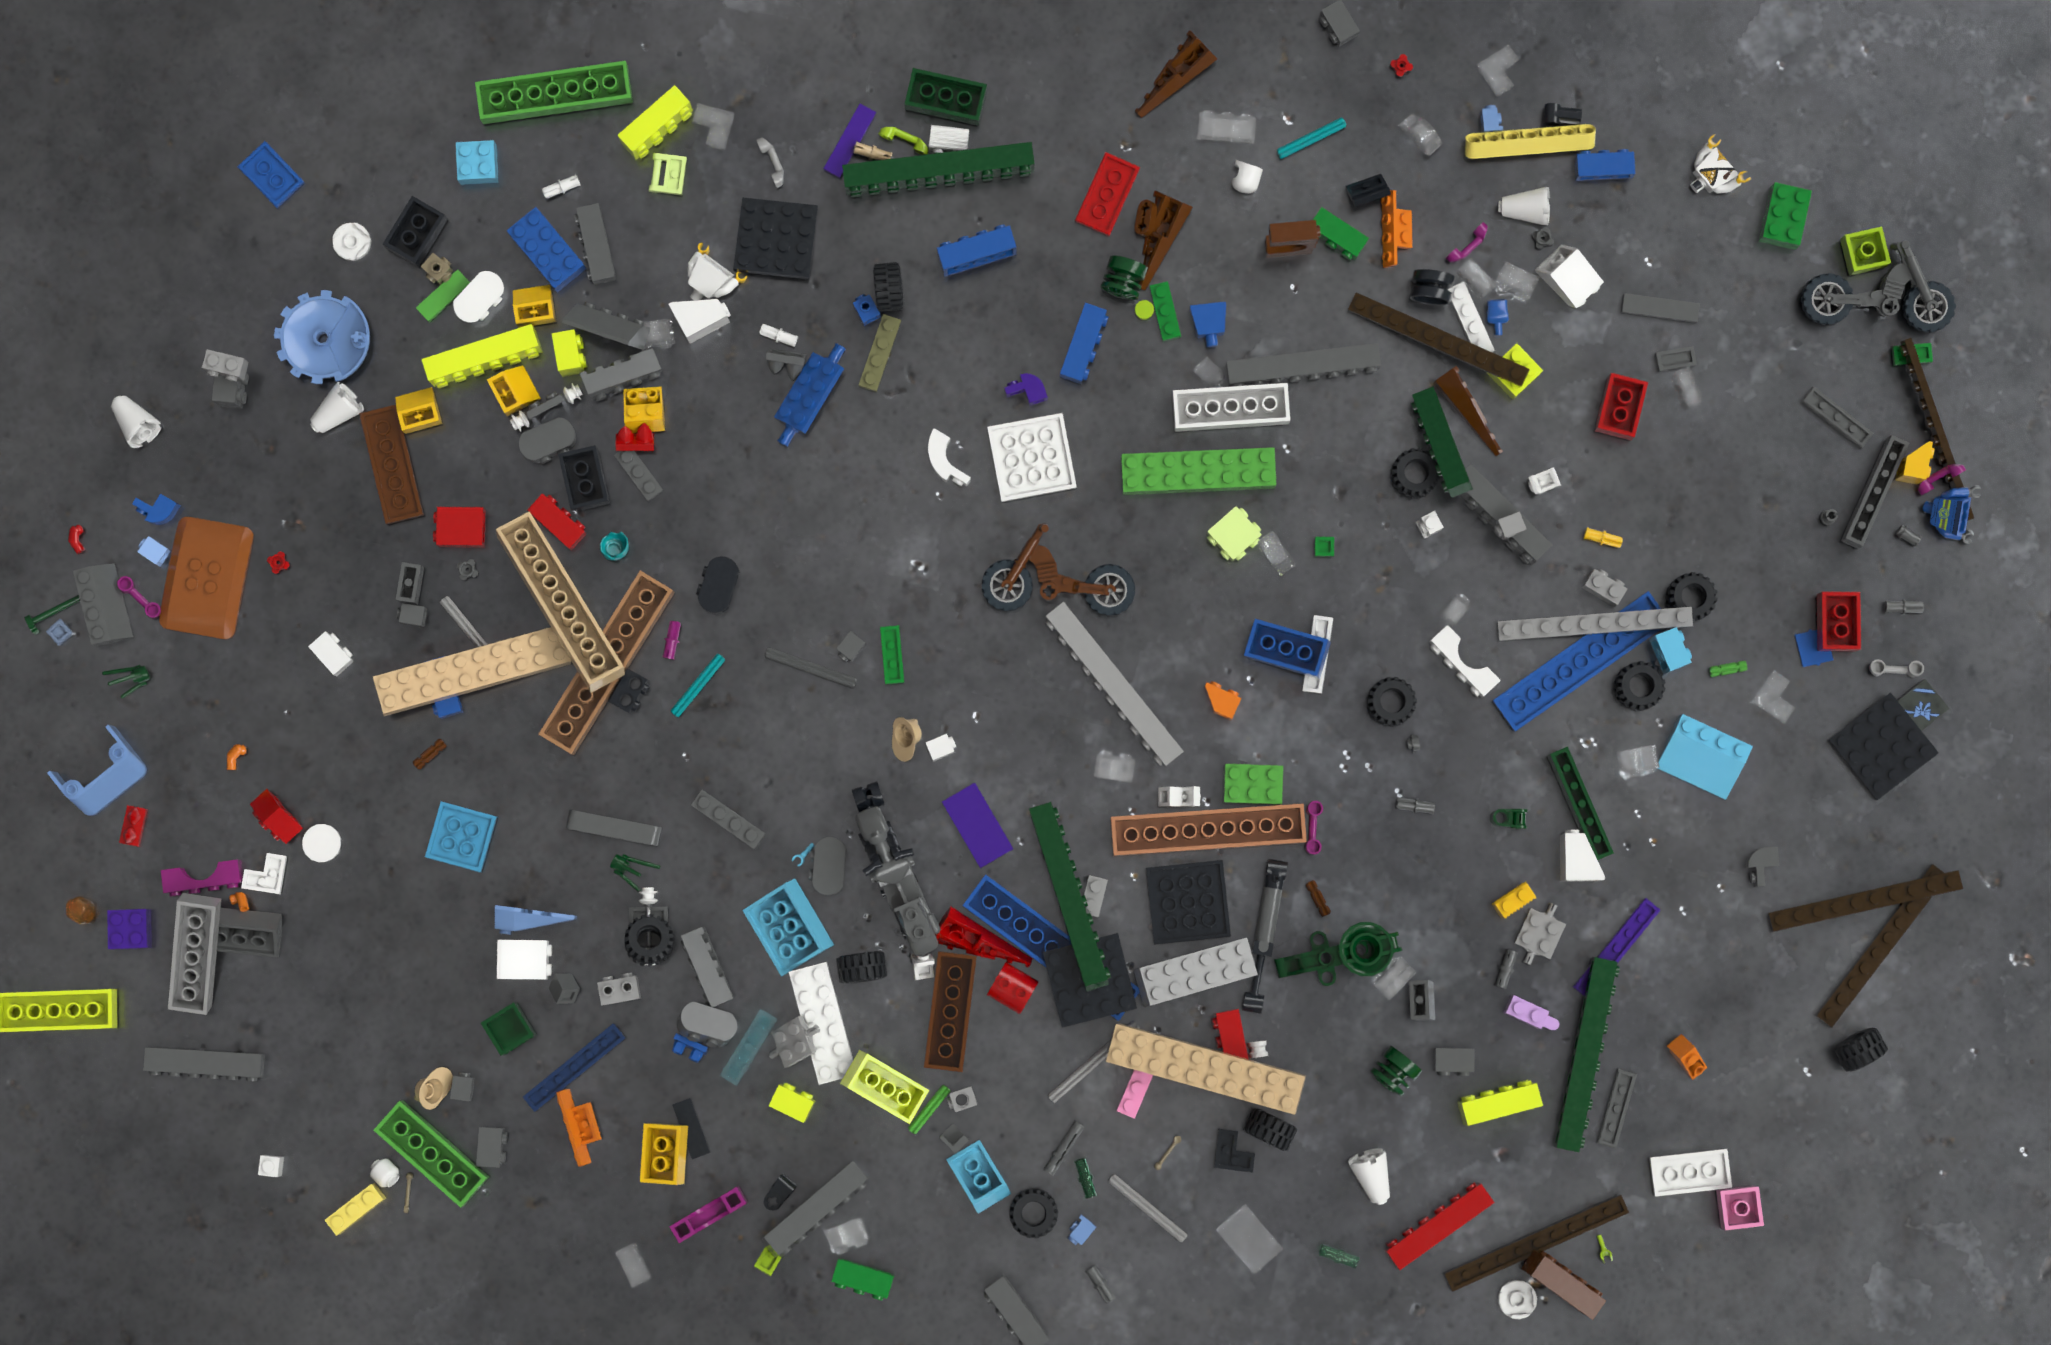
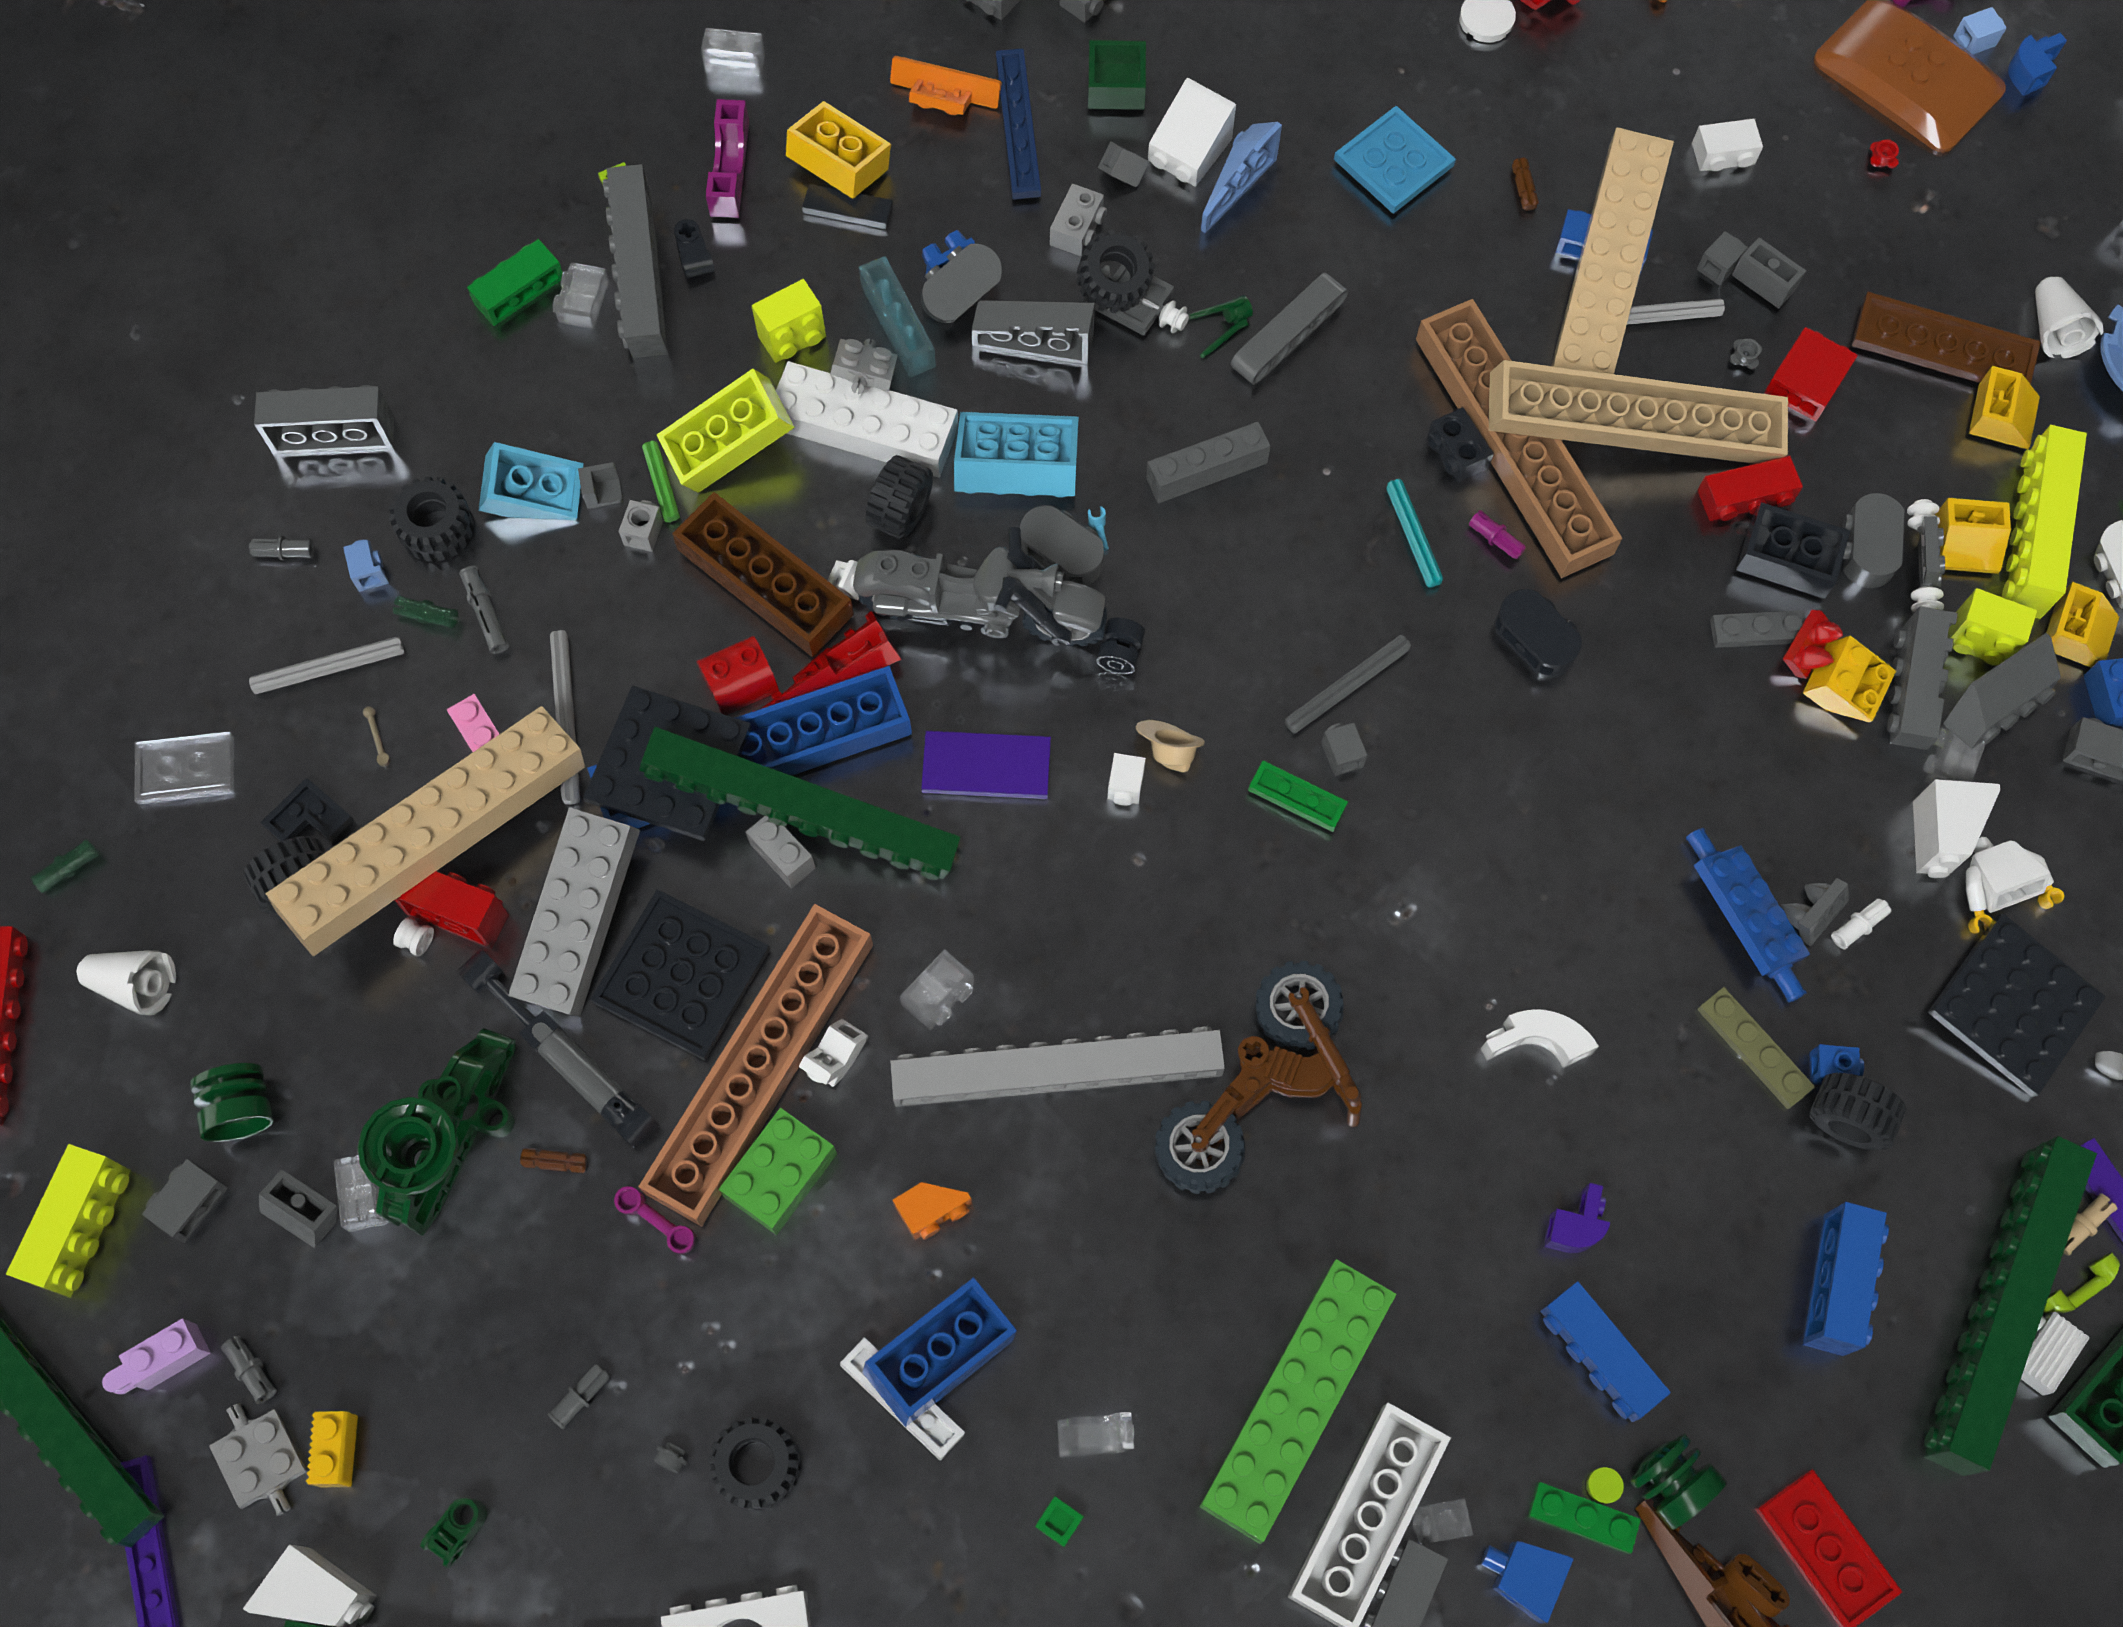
camera: 125 degrees right, 15 degrees down
(614, 546) = (1673, 536): teal hair -> none
(1031, 457) = (1469, 1165): white plate -> none
(1234, 534) = (1166, 1390): yellowish green brick -> none

